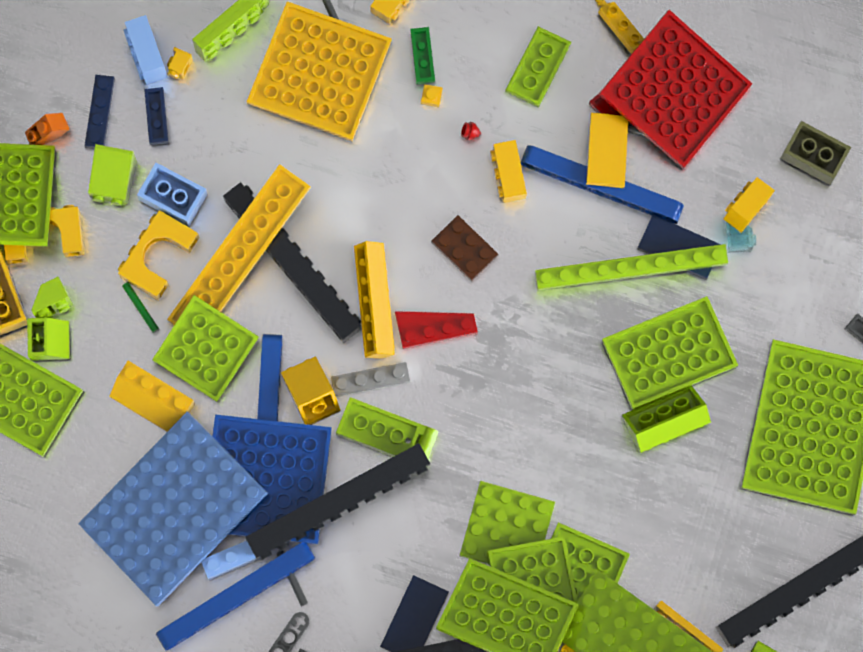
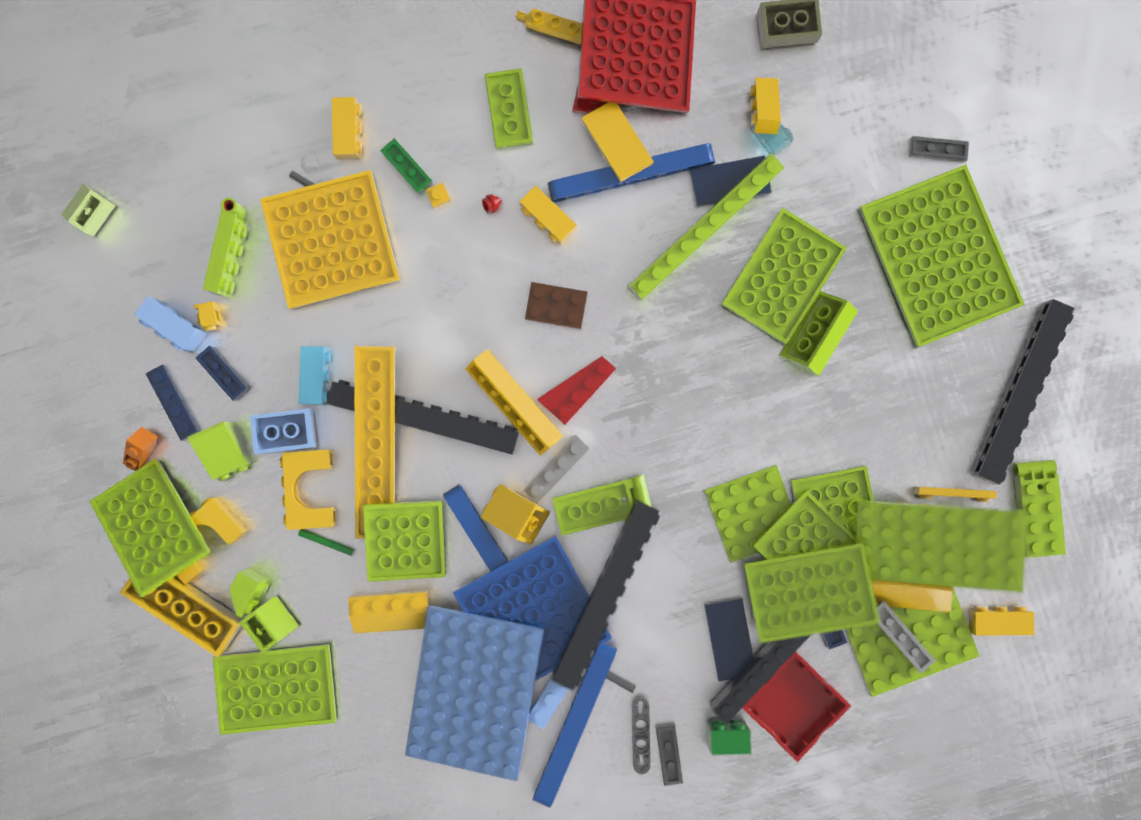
camera: 30 degrees left, 10 degrees up
(228, 168) = (313, 375): none -> medium azure brick

